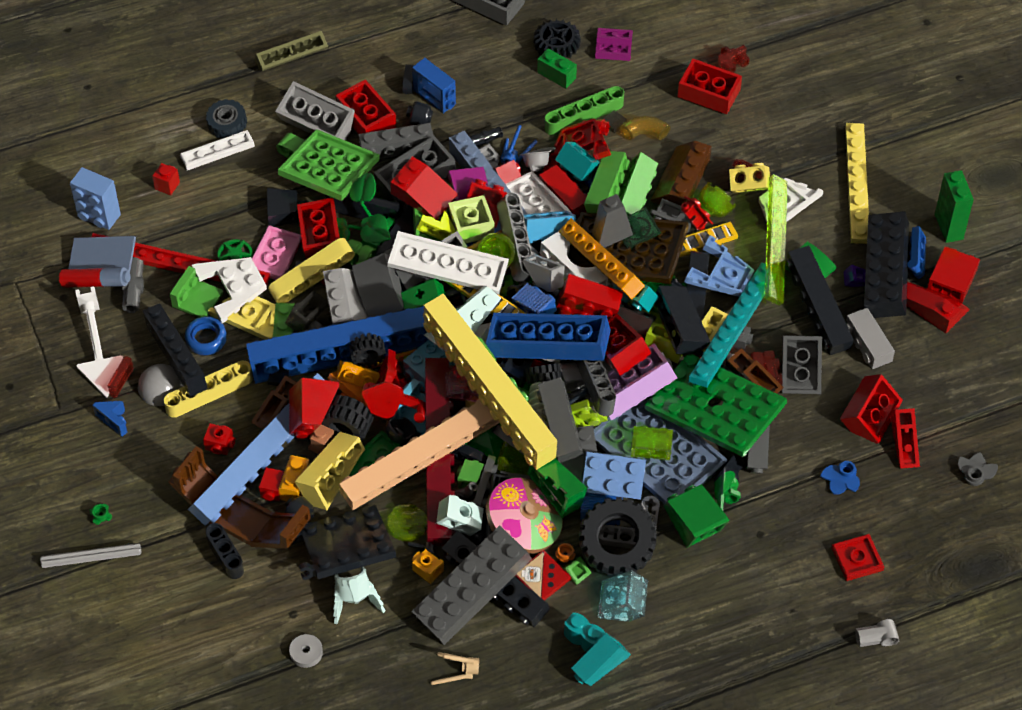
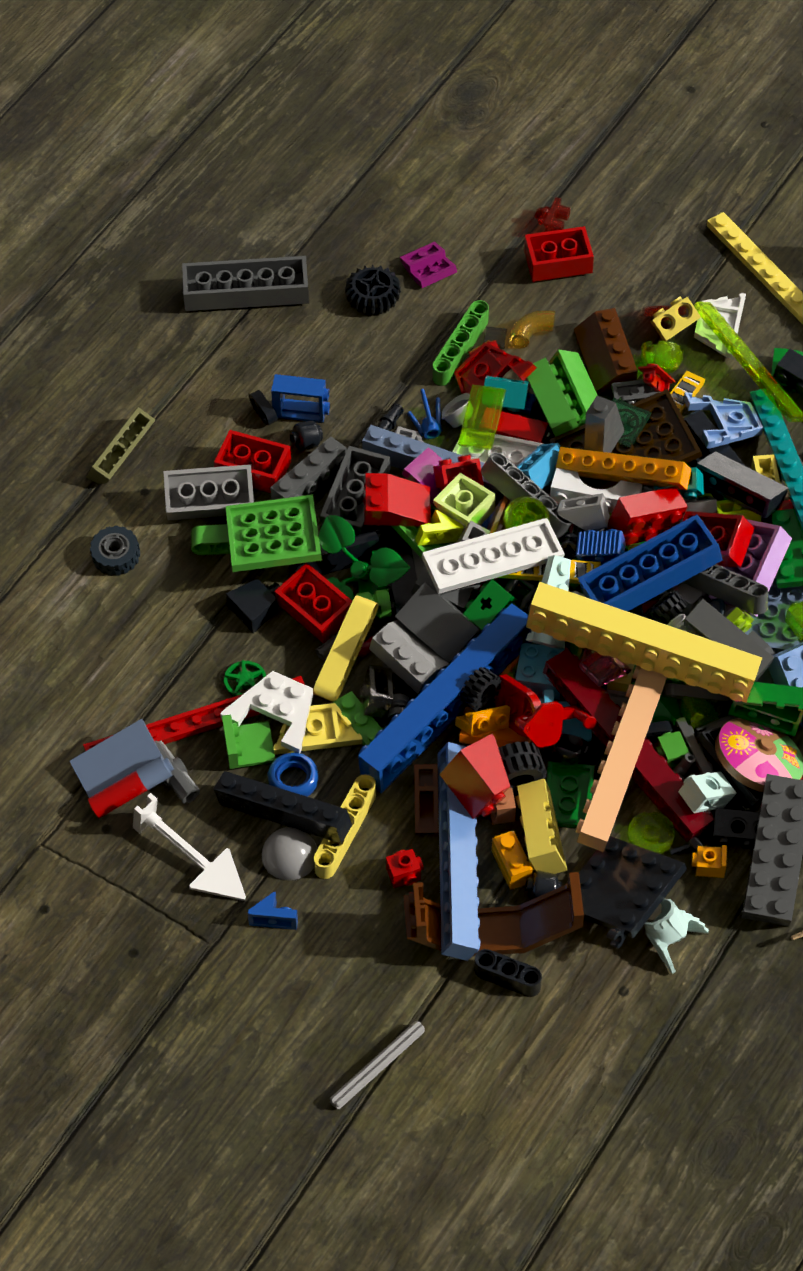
camera: 35 degrees left, 0 degrees up
(95, 198) = (63, 706): medium blue brick -> none
(98, 509) = (349, 1011): green plate -> none
(120, 376) = (245, 870): clear red tile -> none
(166, 179) = (109, 645): red brick -> none
(217, 150) = (131, 587): white tile -> none
(270, 484) = (494, 879): red brick -> none
(276, 251) = (285, 651): bright pink tile -> none
(276, 378) = (403, 774): black tile -> none
(306, 642) = (673, 1007): light grey piece -> none
(508, 171) = (444, 438): brick -> none
(543, 168) = (482, 417): none -> clear neon green piece
(557, 68) = (398, 316): green brick -> none

